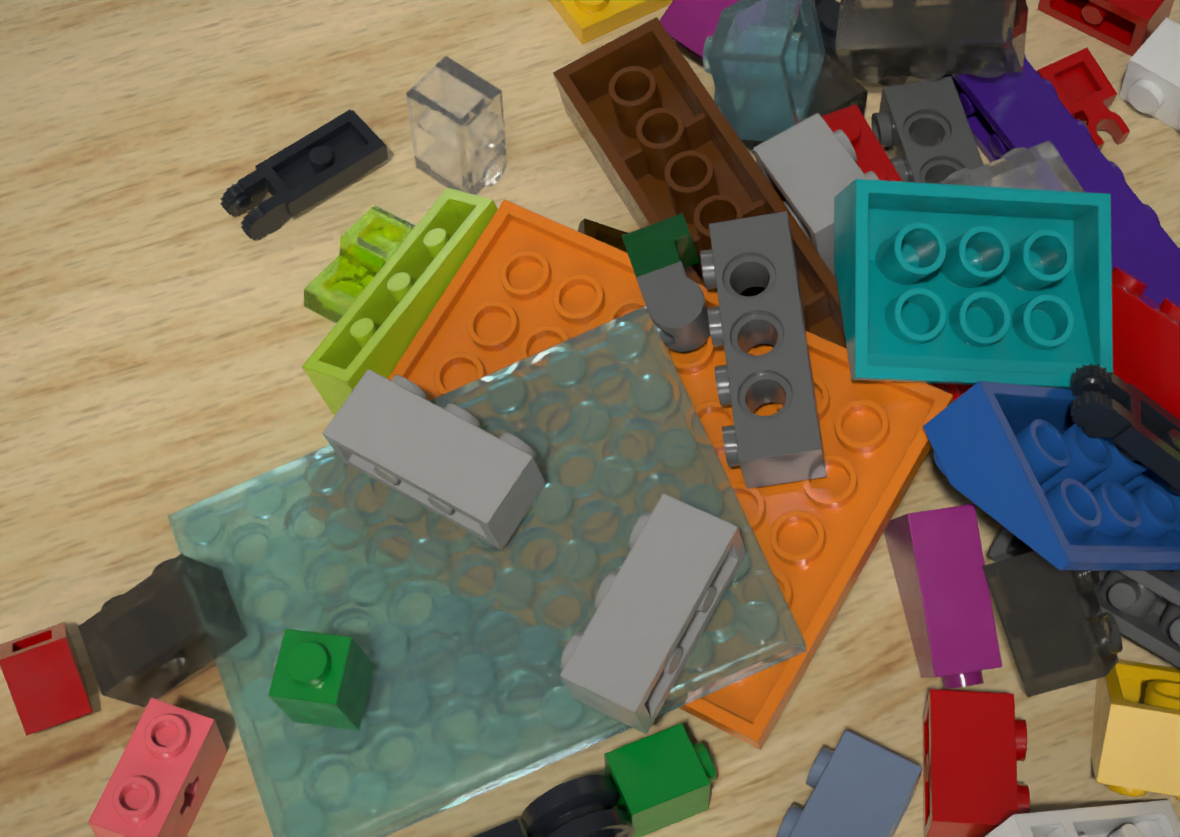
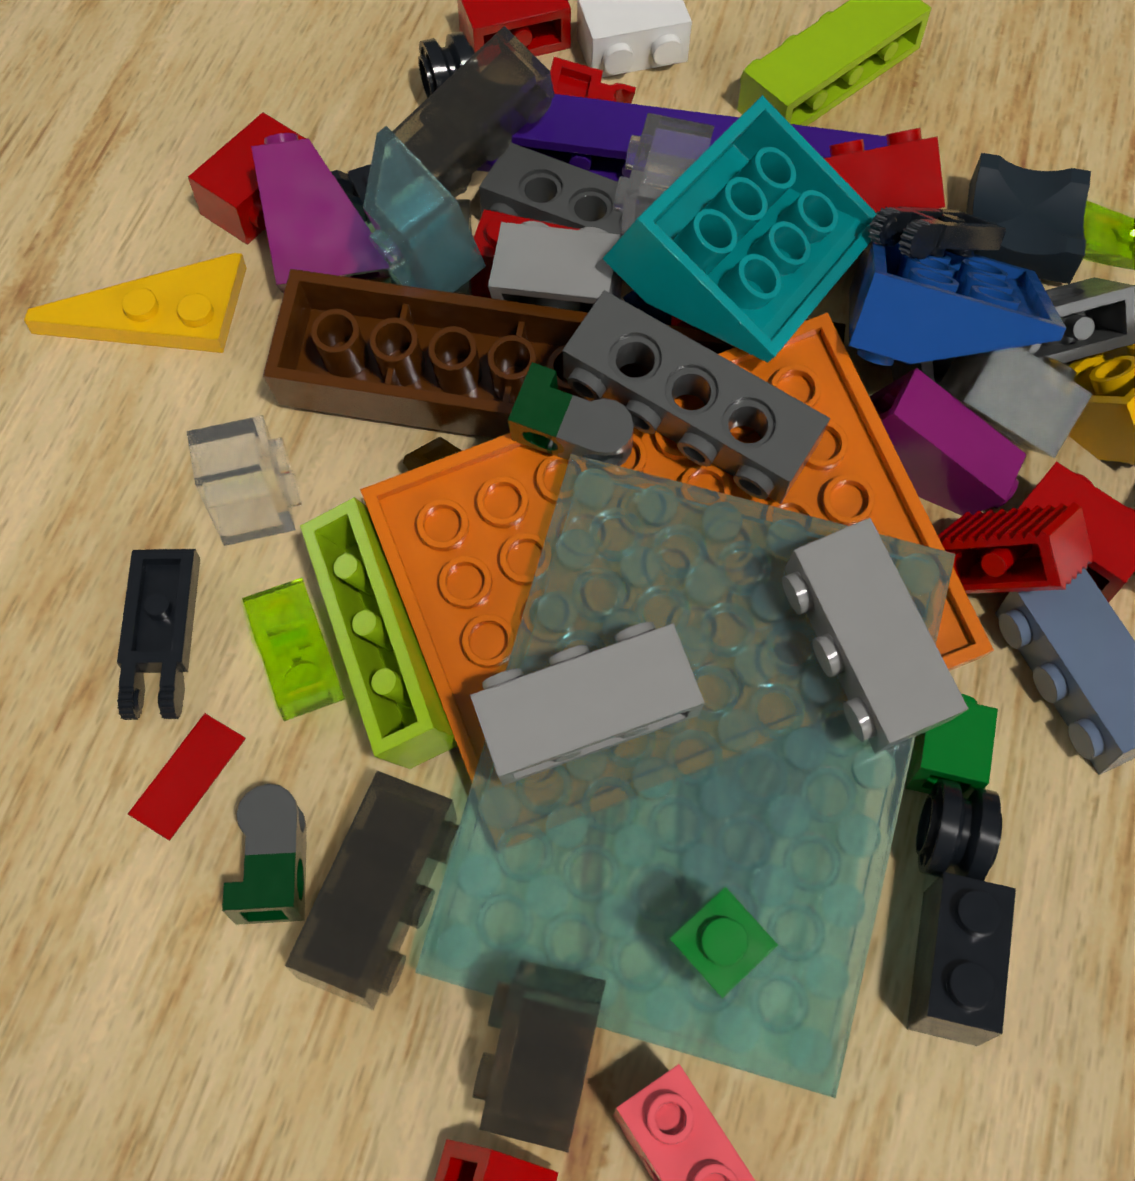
camera: 55 degrees left, 5 degrees up
(185, 369) = (273, 859): none -> leg
(205, 446) = (375, 892): none -> clear smoke brick
(214, 278) = (186, 776): none -> red sticker
(877, 703) = (1019, 548): none -> red brick

